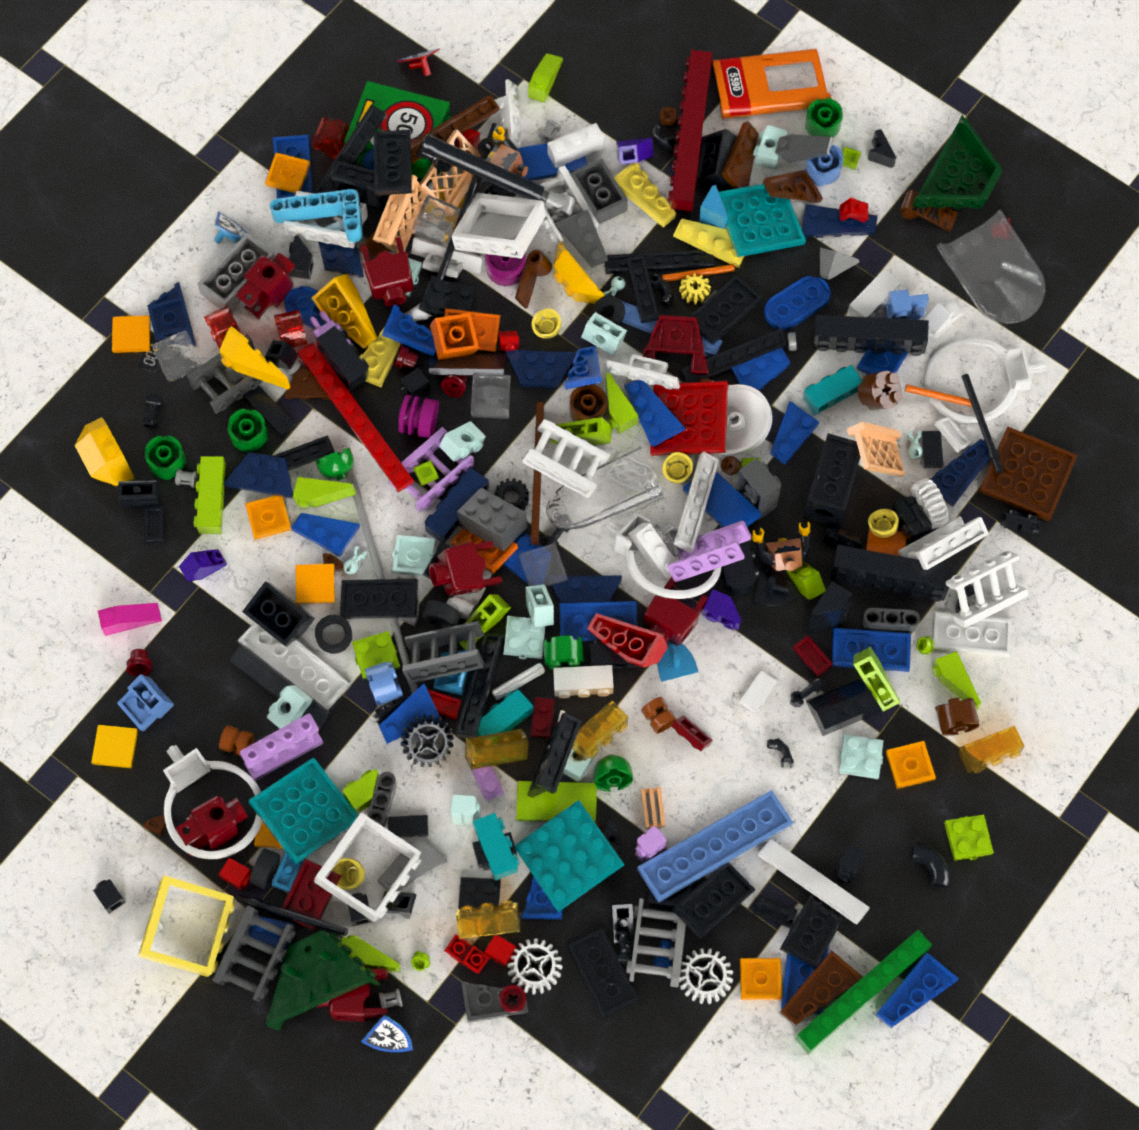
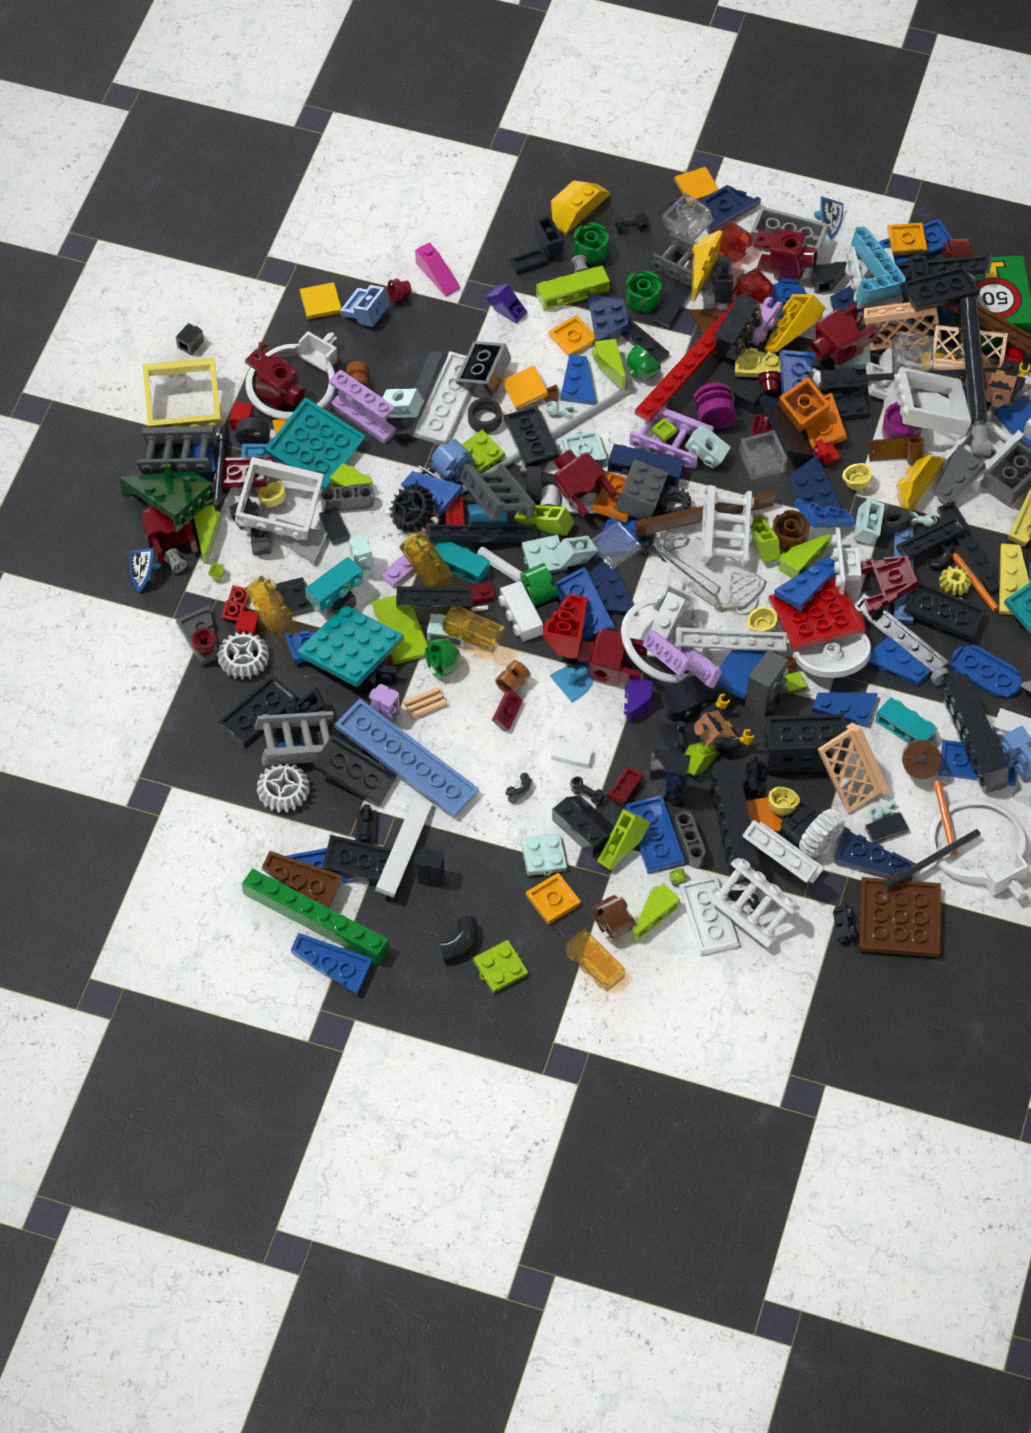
camera: 70 degrees right, 10 degrees down
(760, 979) = (298, 834): light orange tile -> none
(953, 434) = (910, 839): white tile -> none

